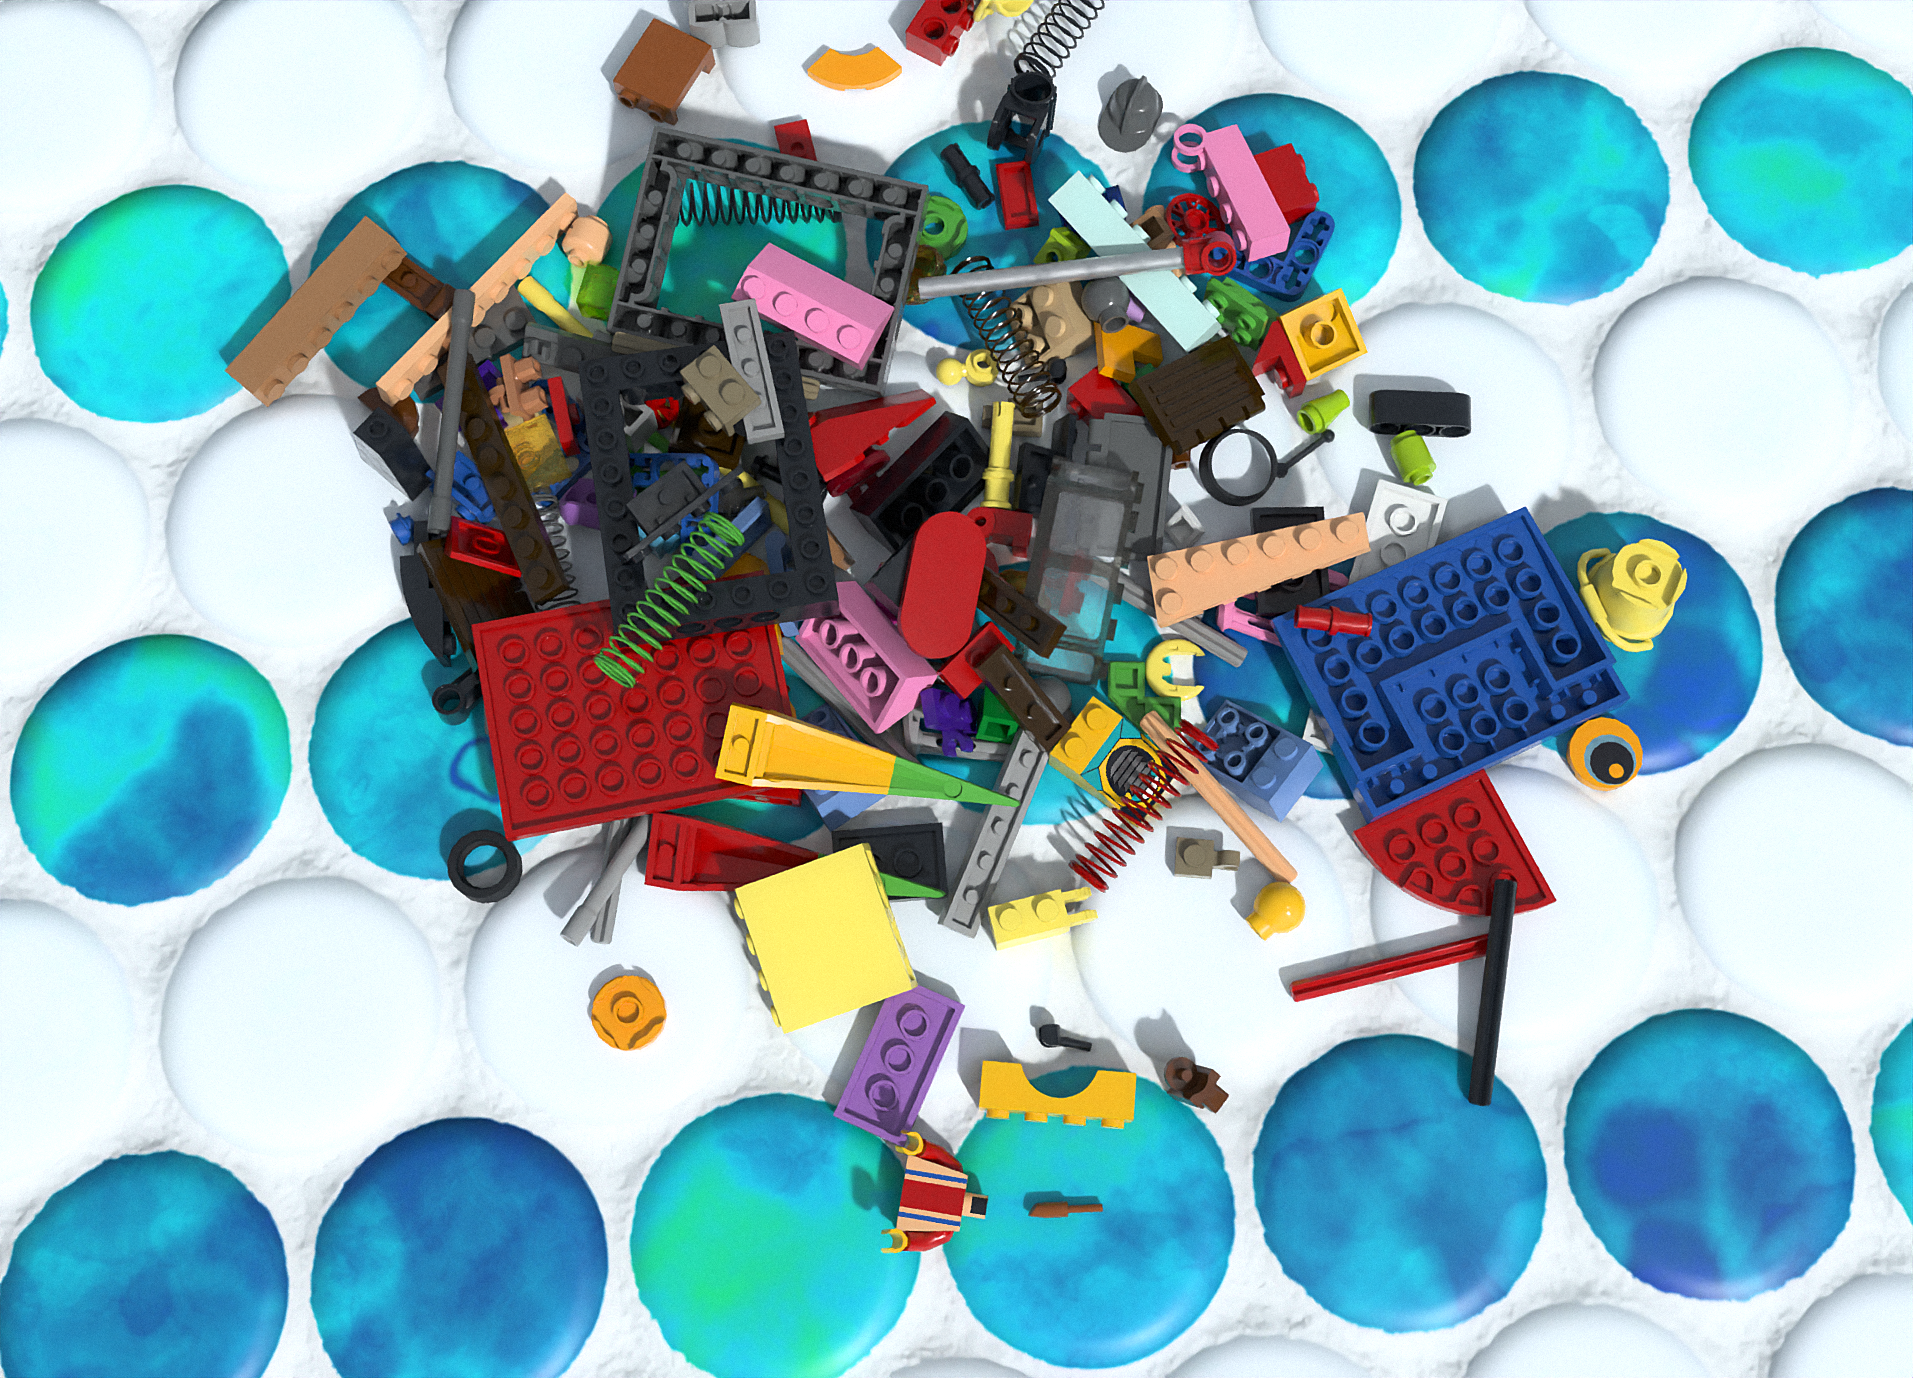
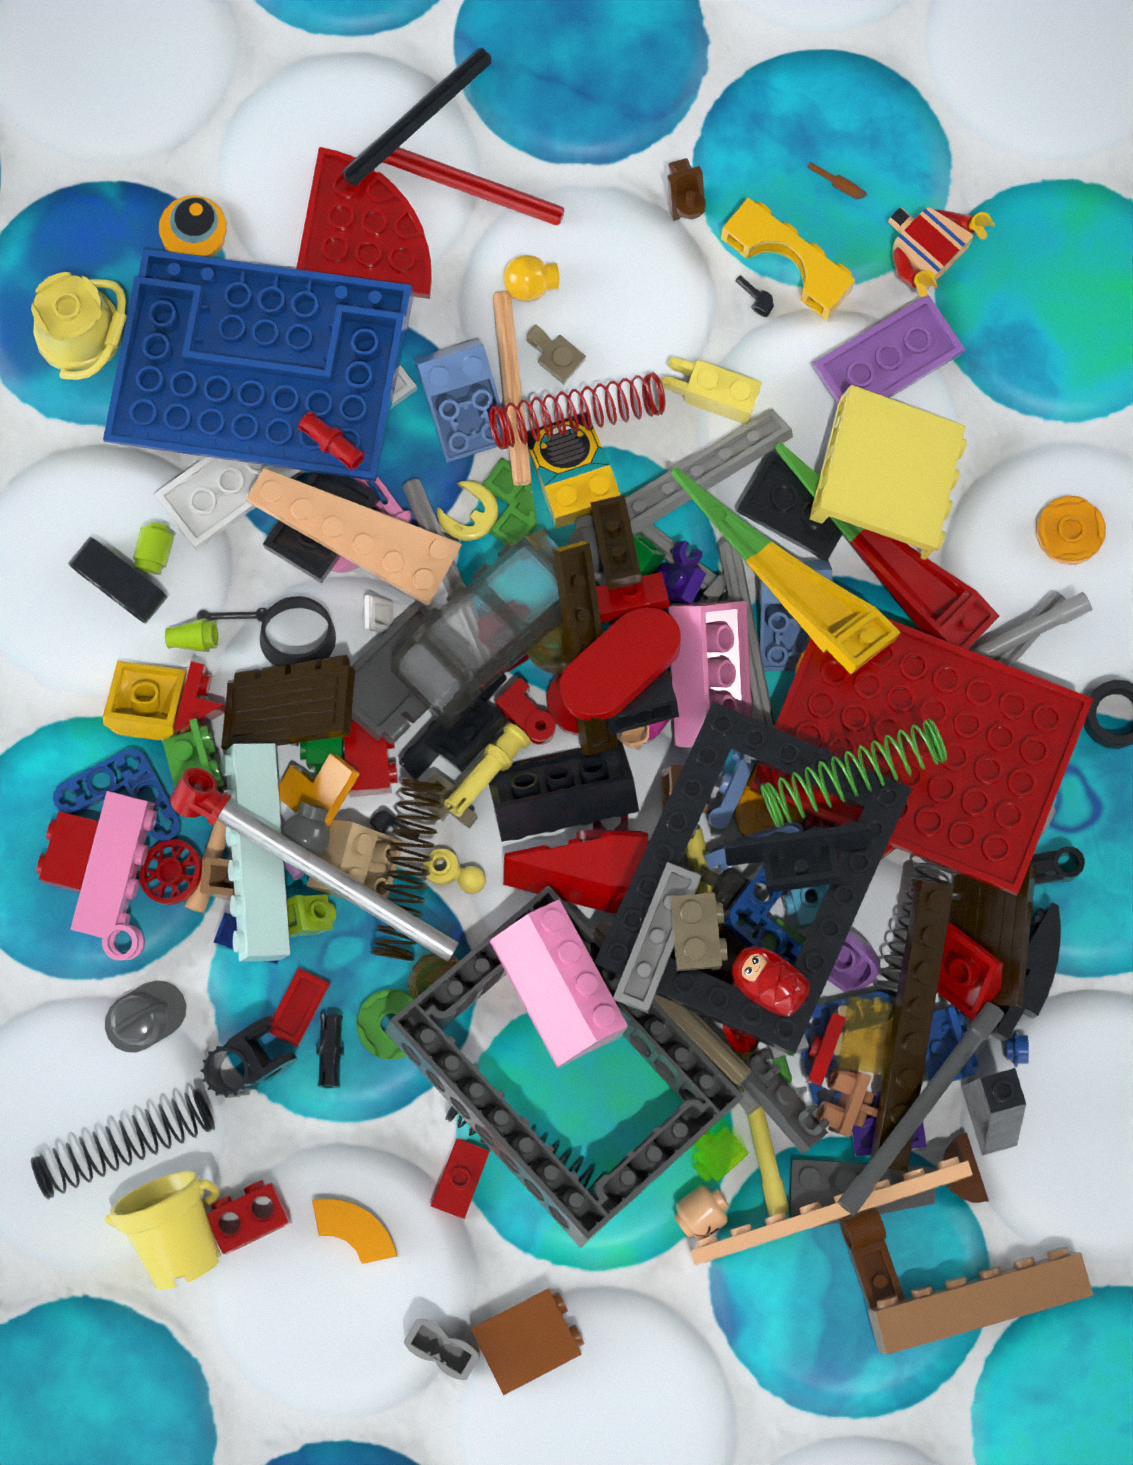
camera: 150 degrees left, 5 degrees up
(633, 397) = (770, 980): none -> red piece

